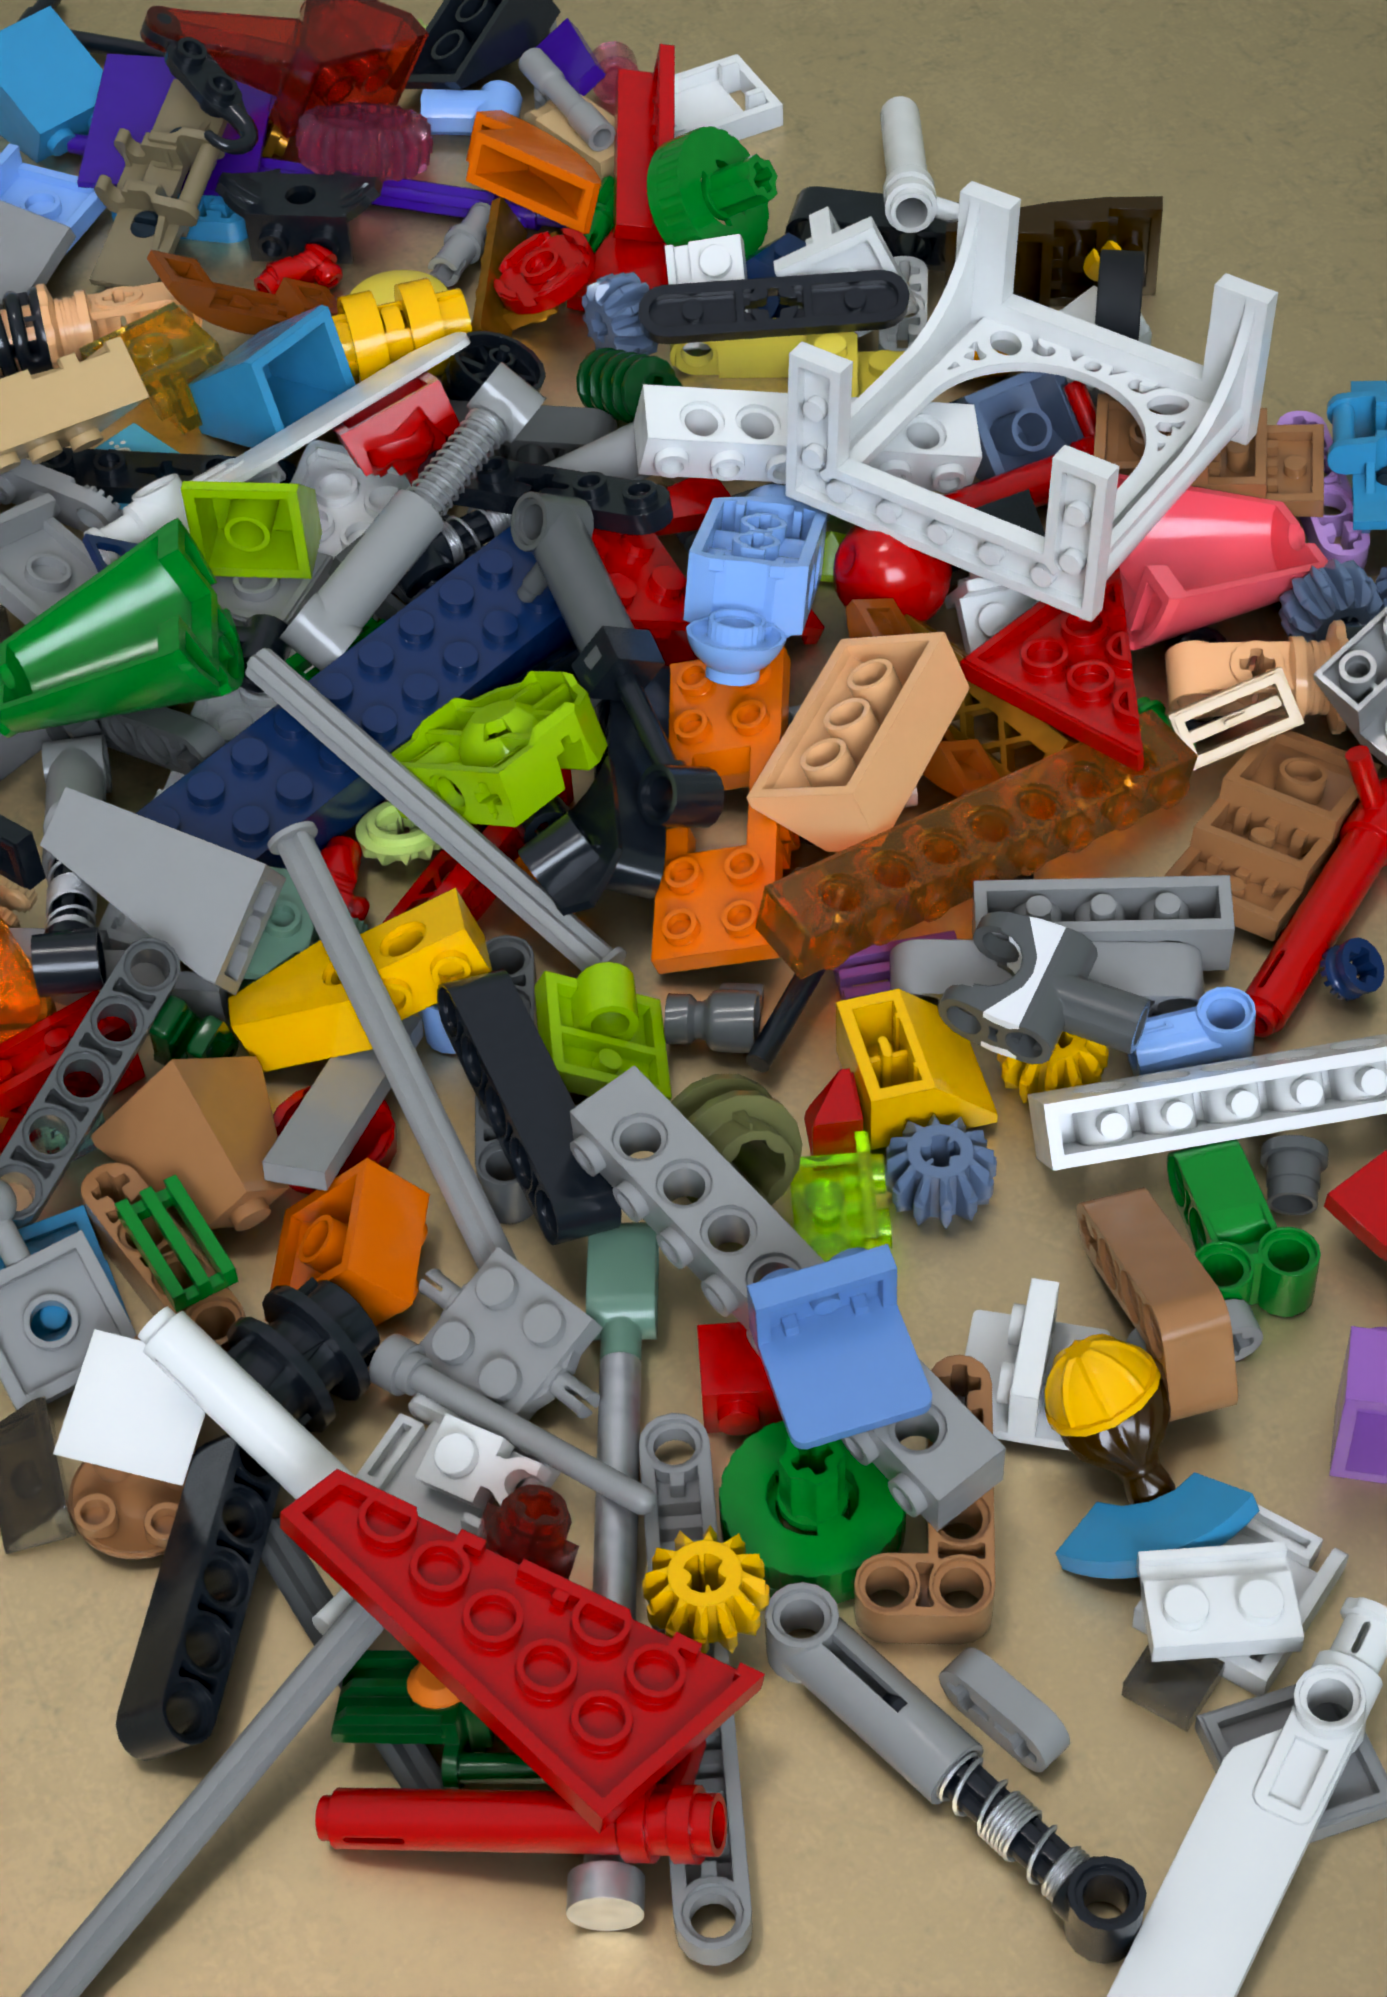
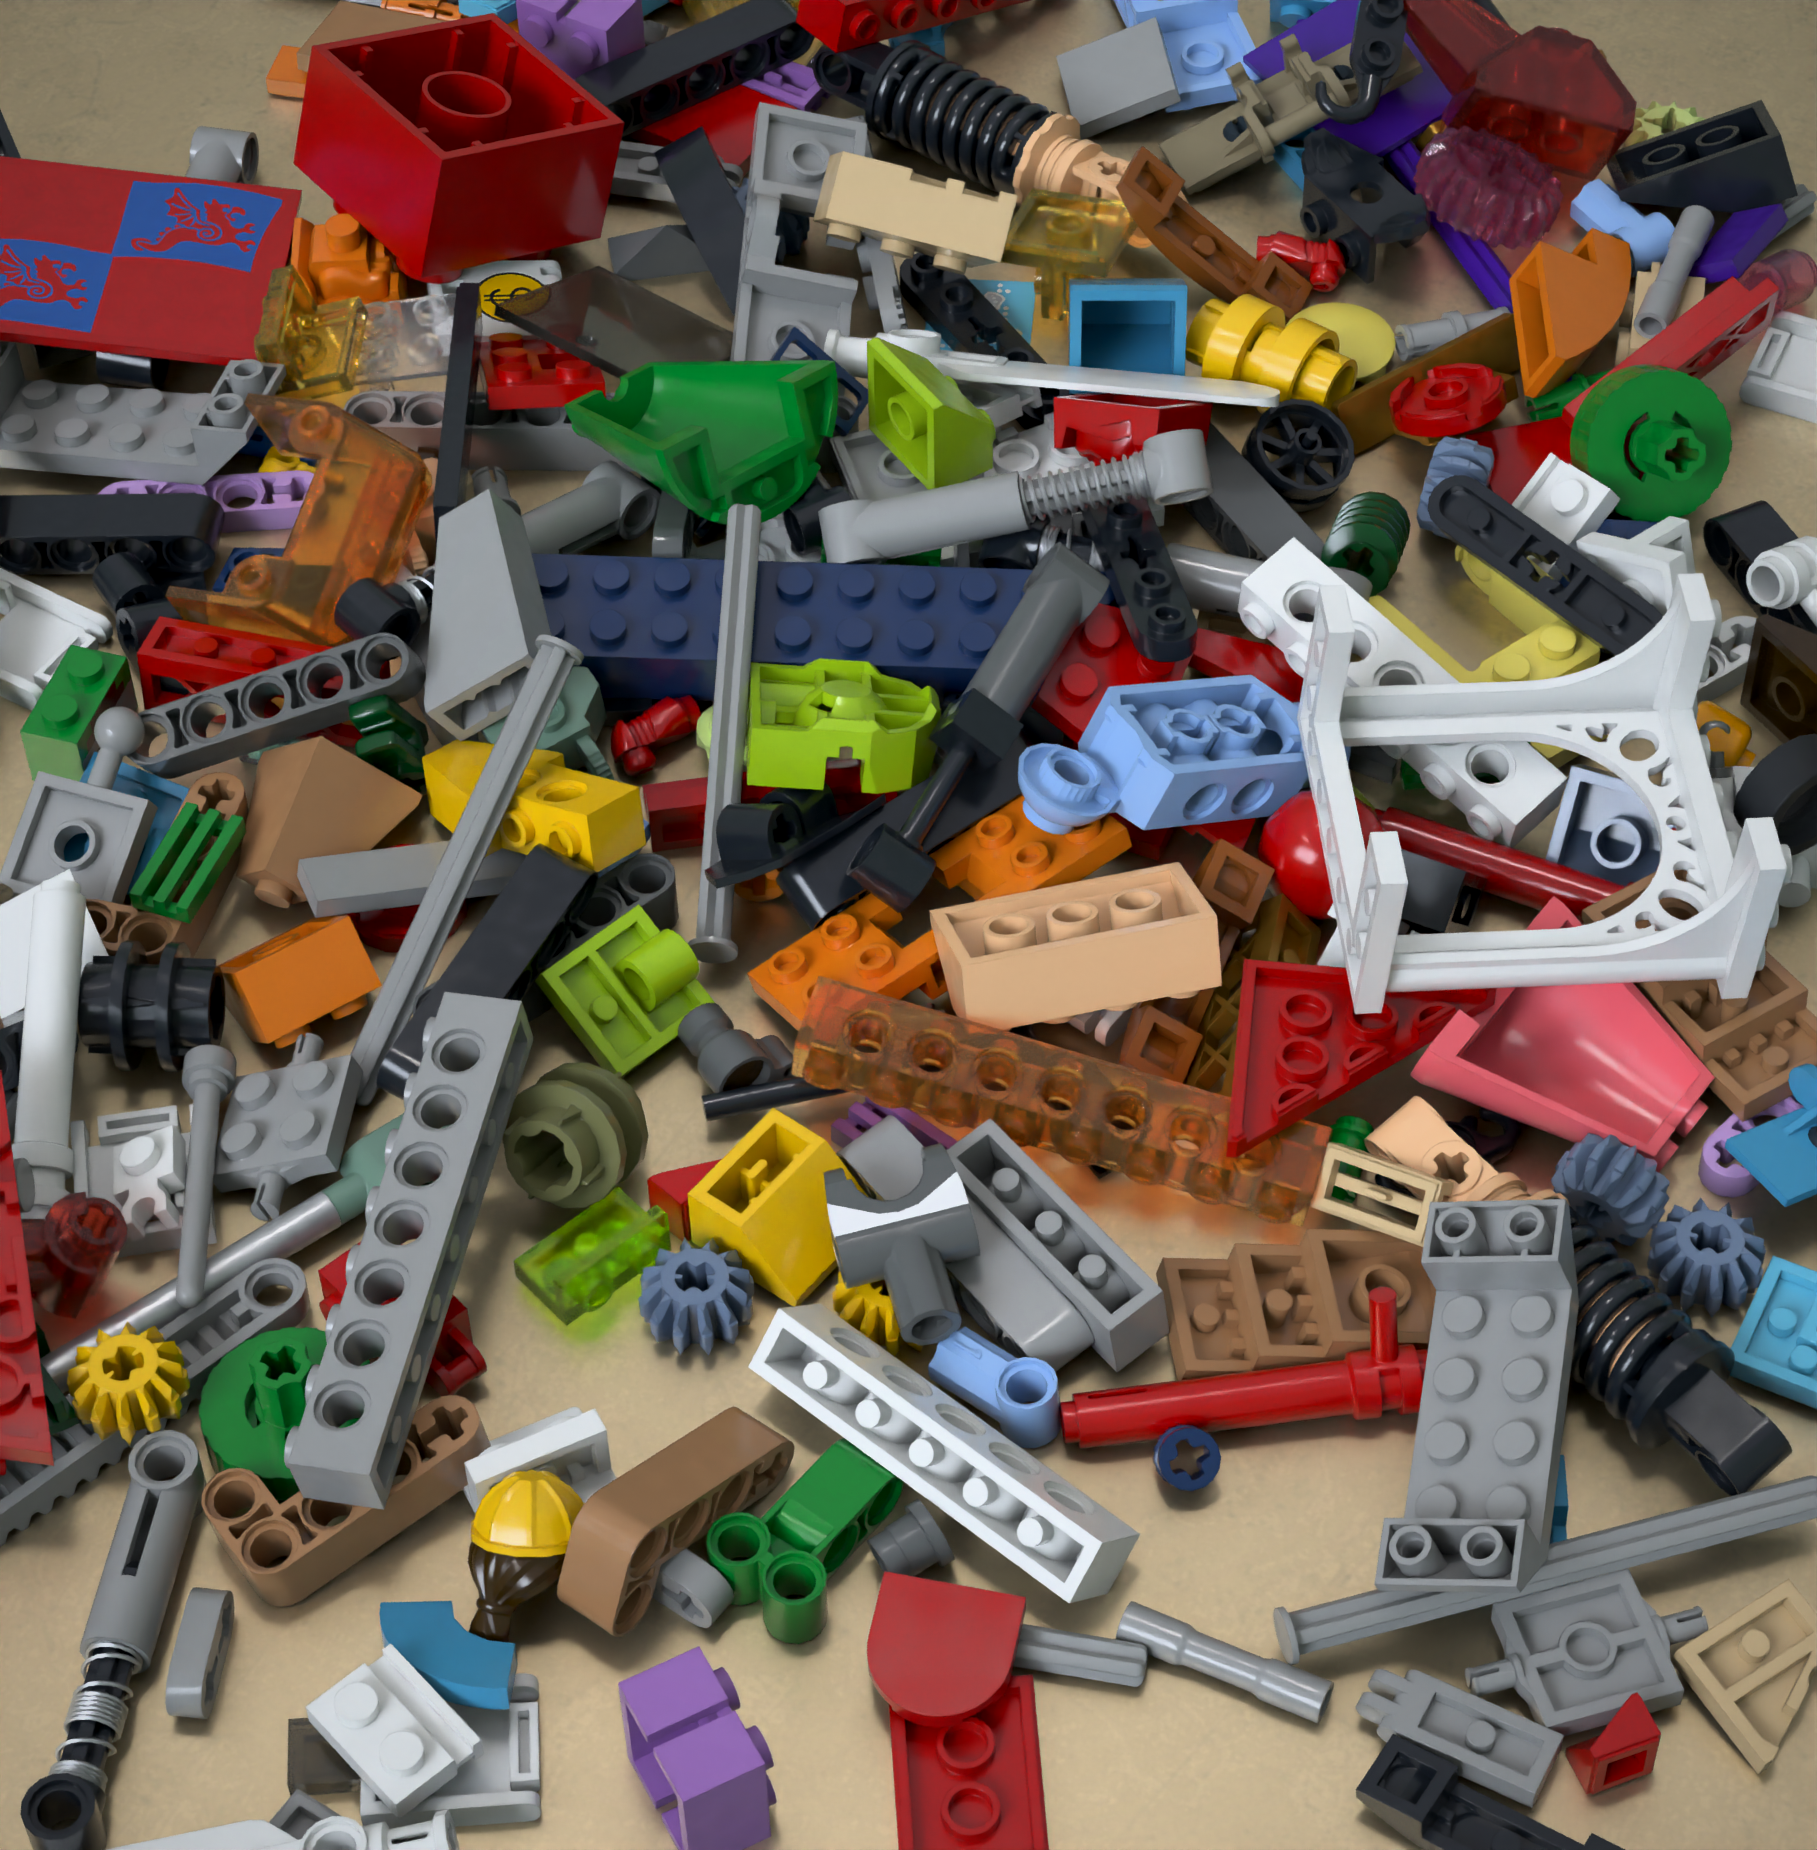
camera: 50 degrees right, 0 degrees up
(837, 1347) = (350, 1299): medium blue bracket -> none

